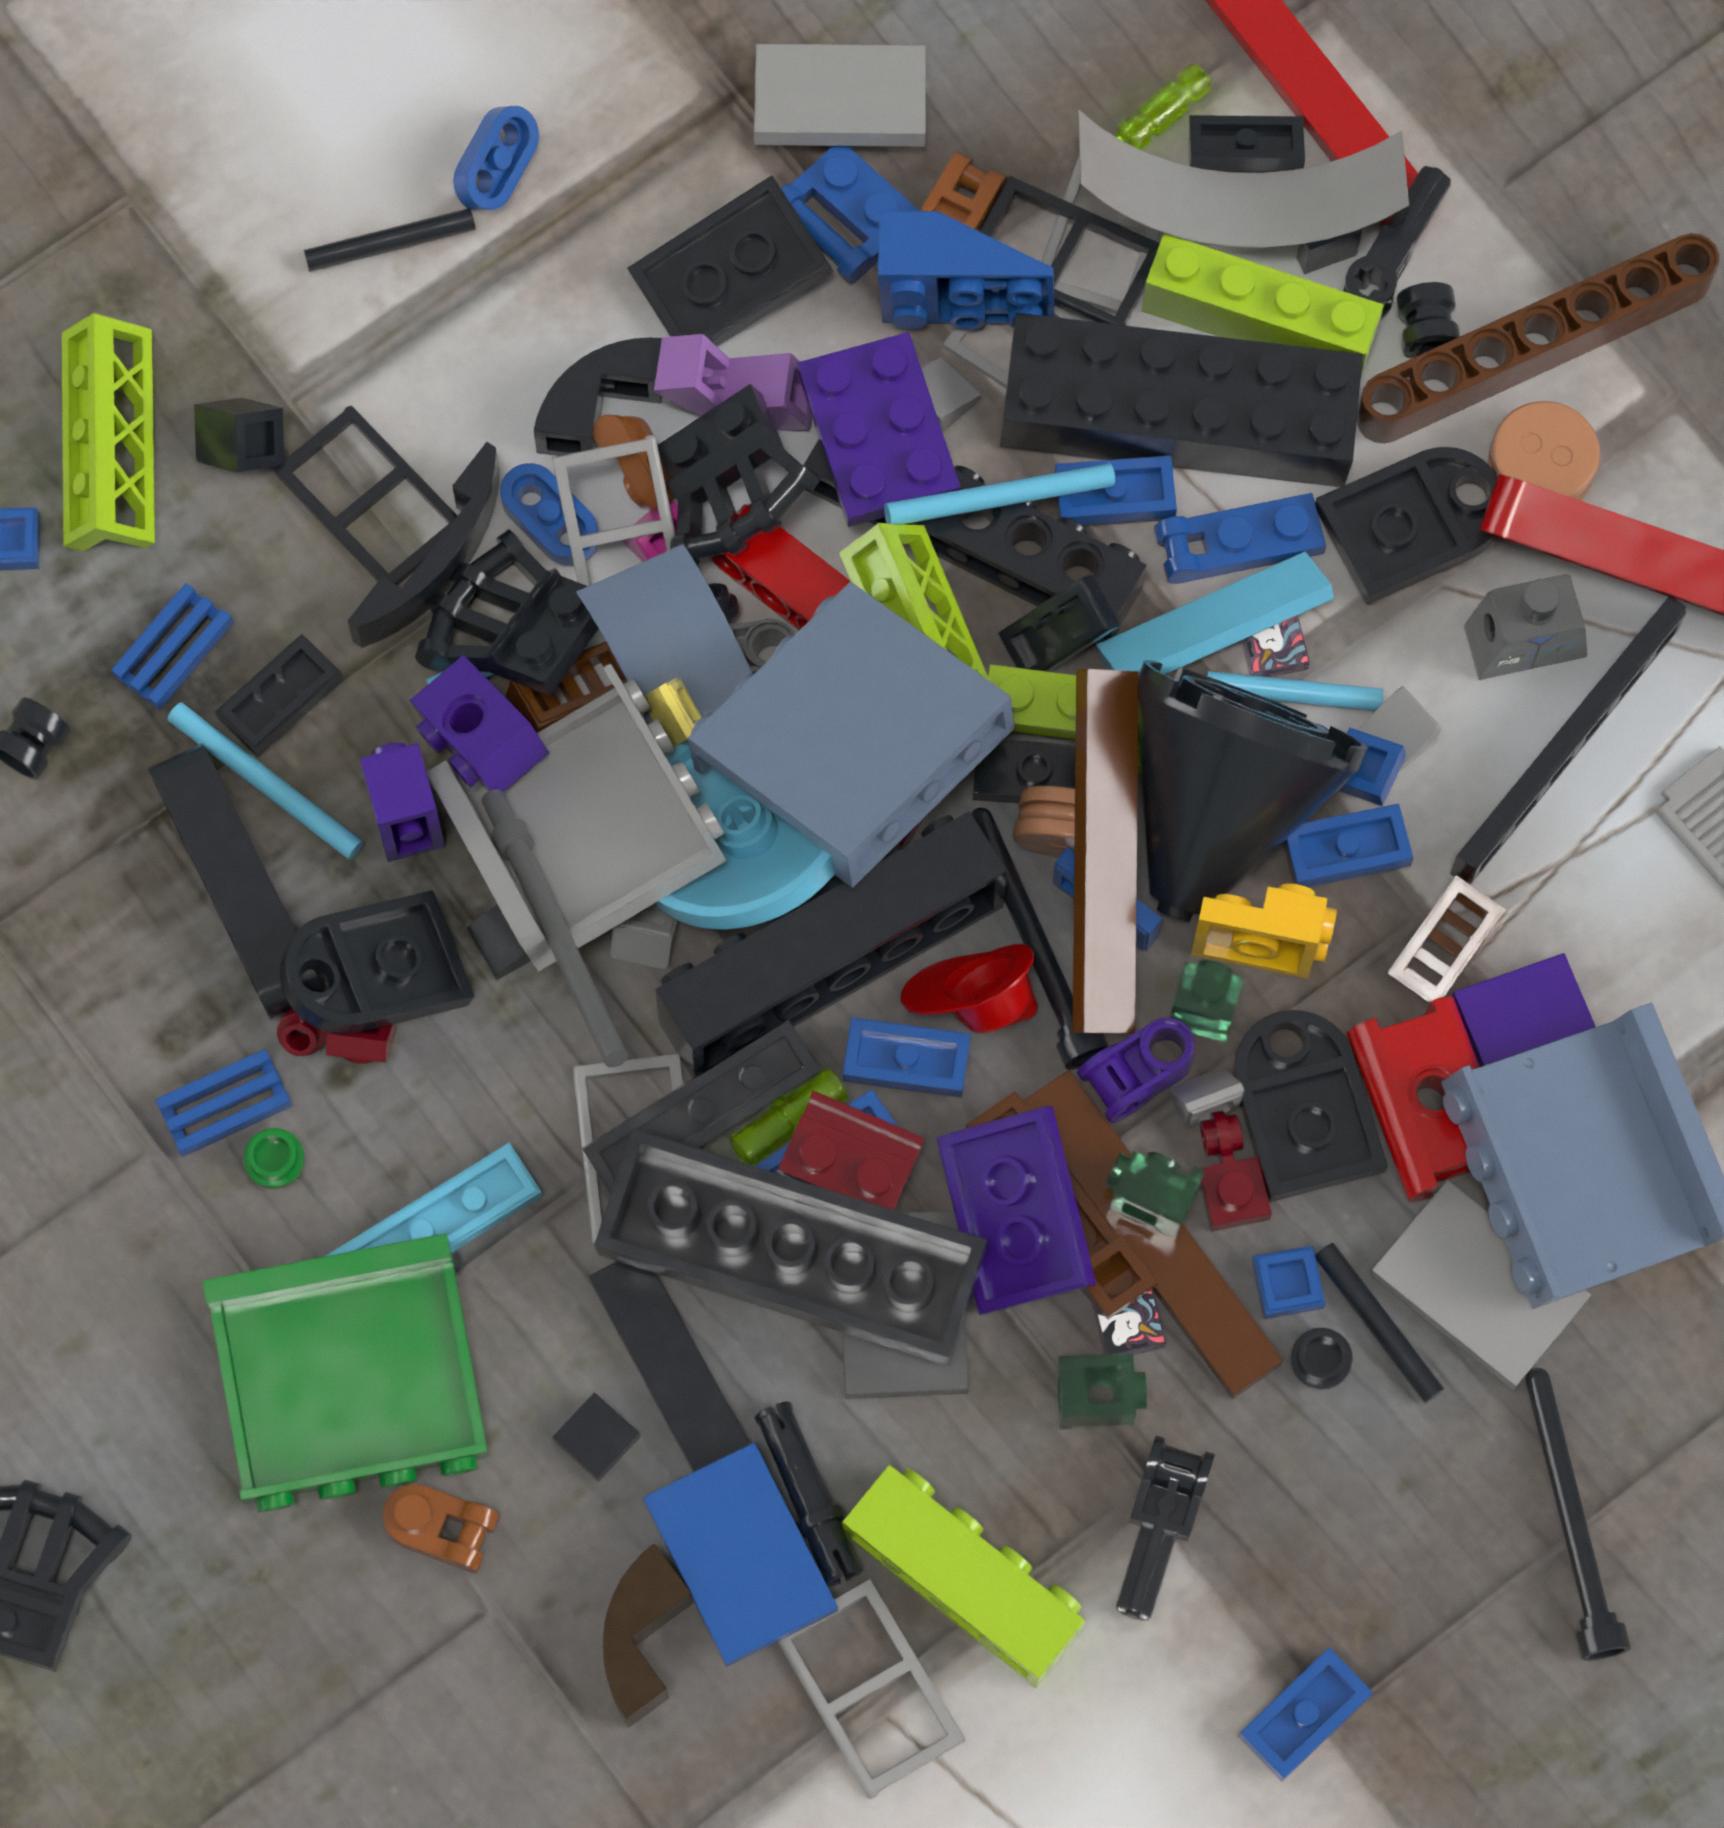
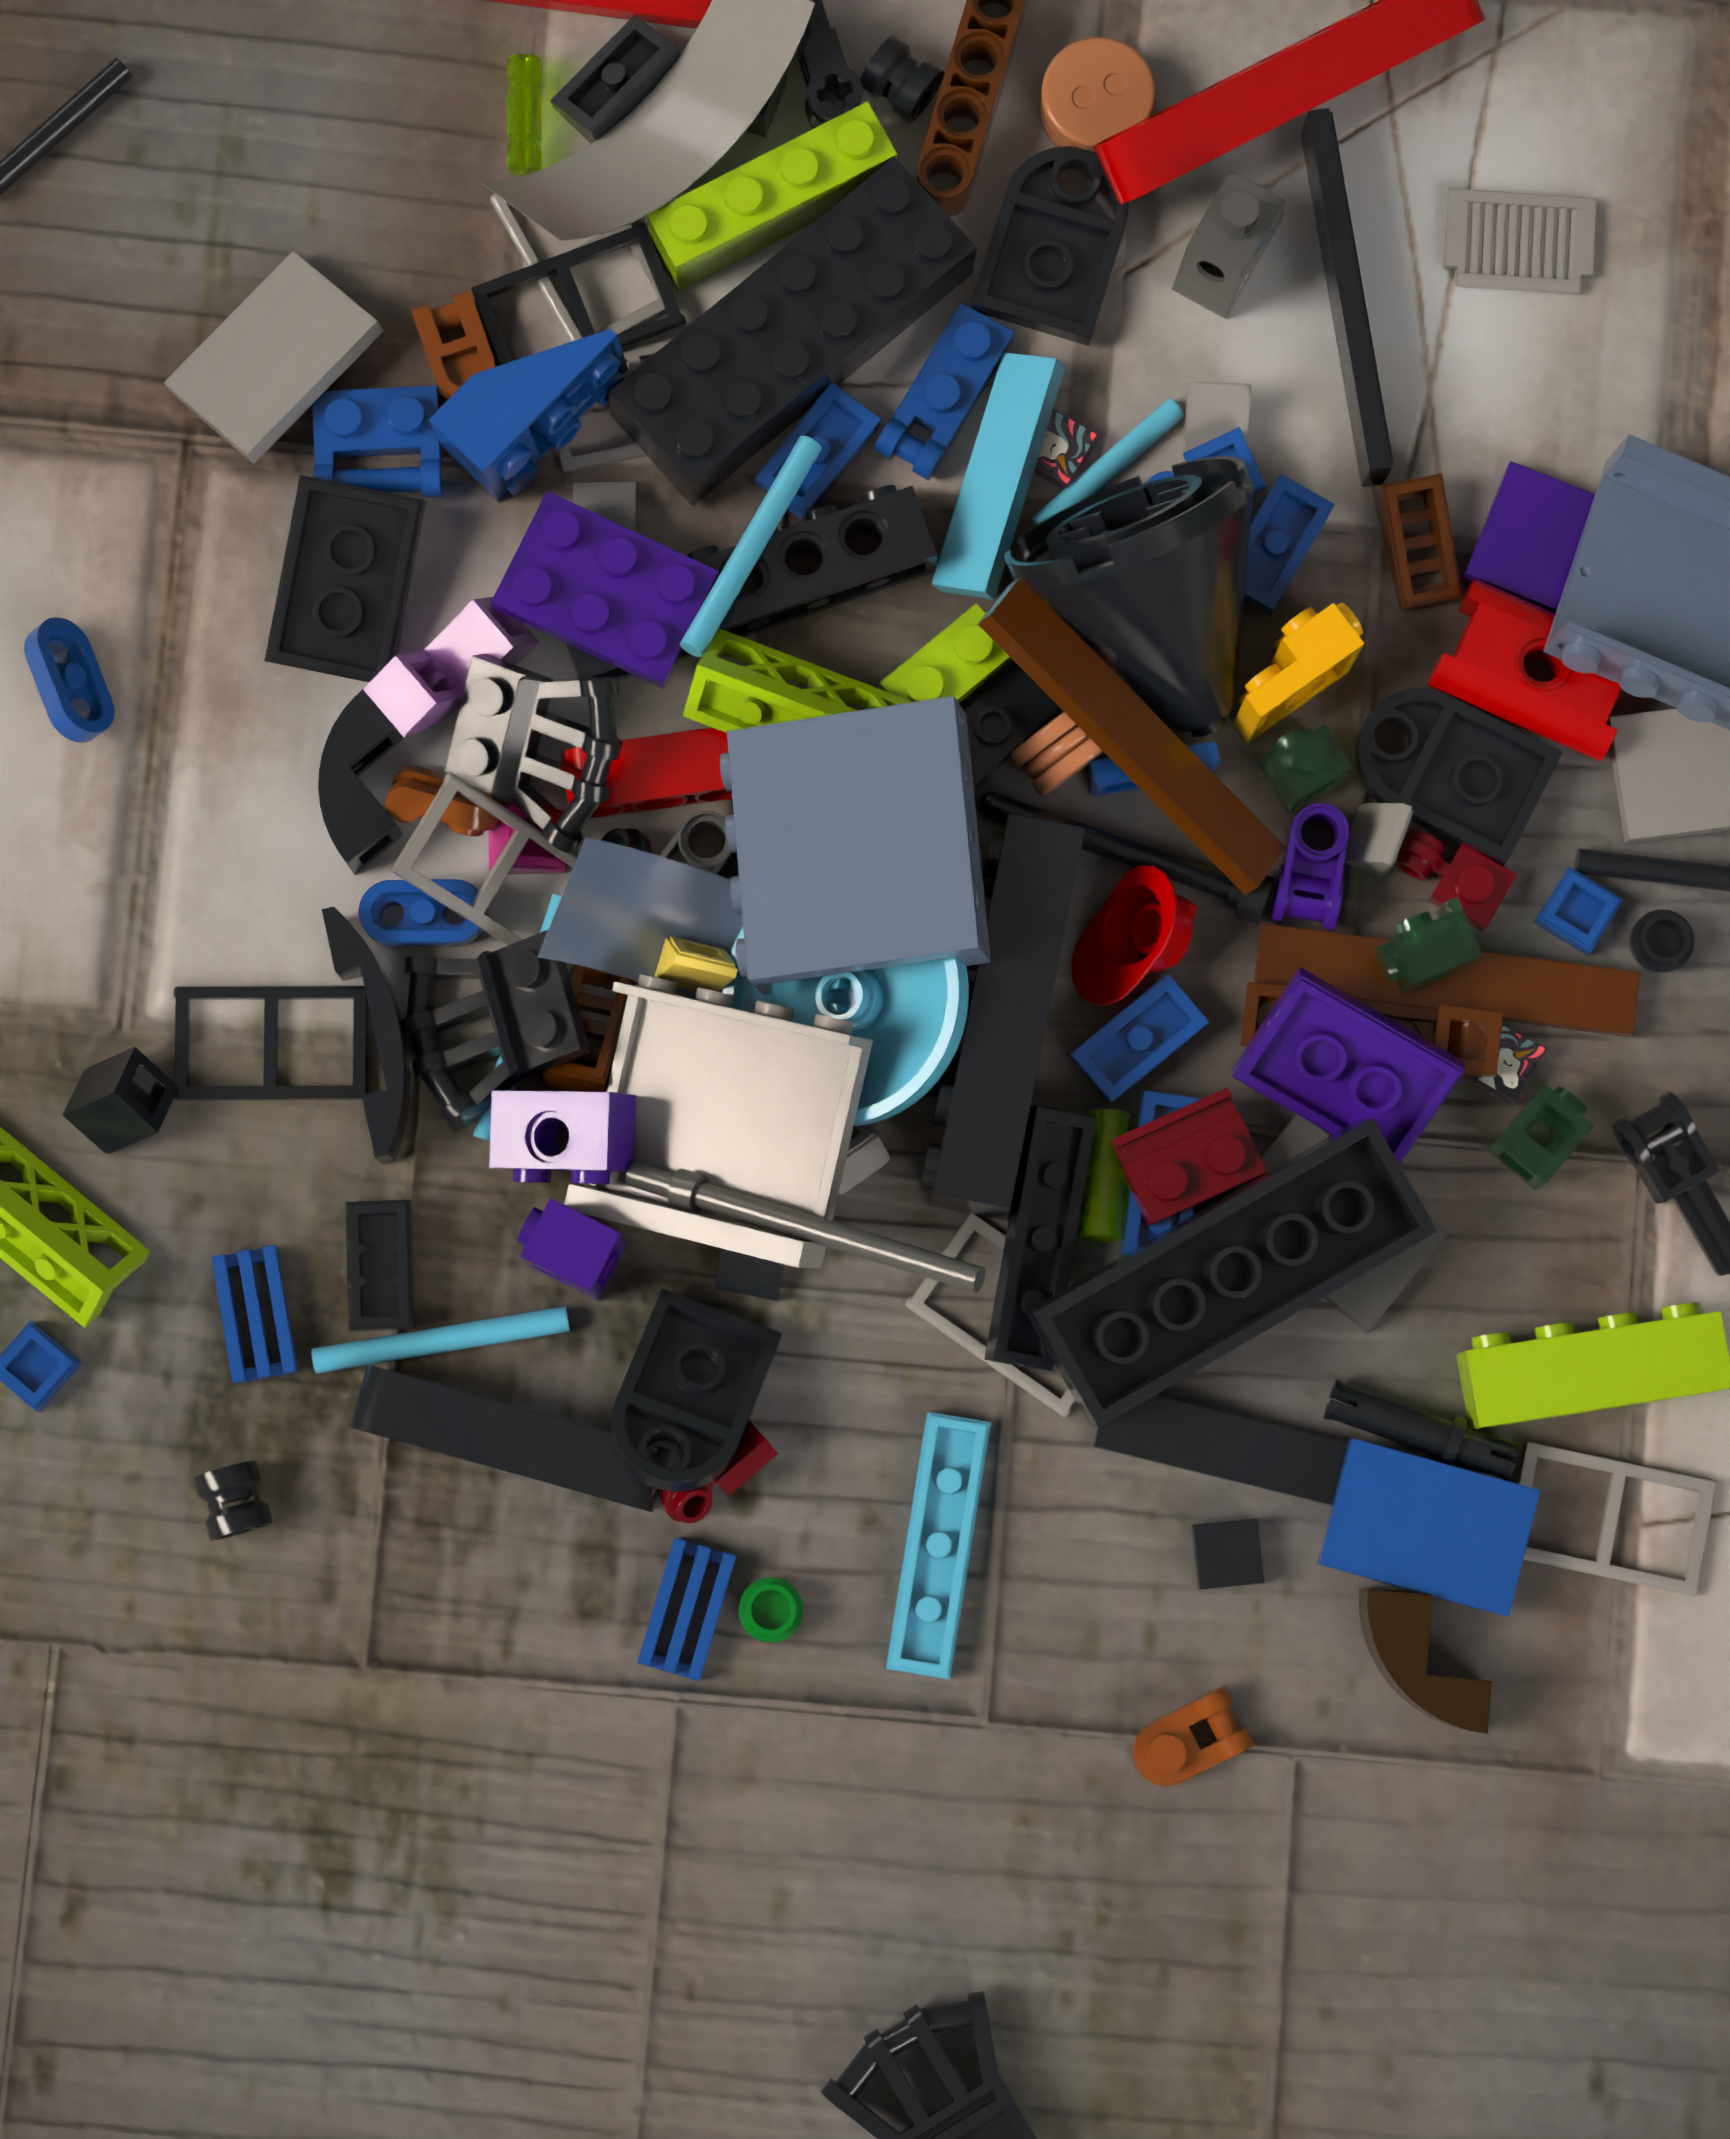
camera: 50 degrees left, 10 degrees up
(346, 1371) = (1008, 1708): green panel -> none
(389, 239) = (57, 828): black bar -> none
(1060, 627) = (901, 601): black plate -> none

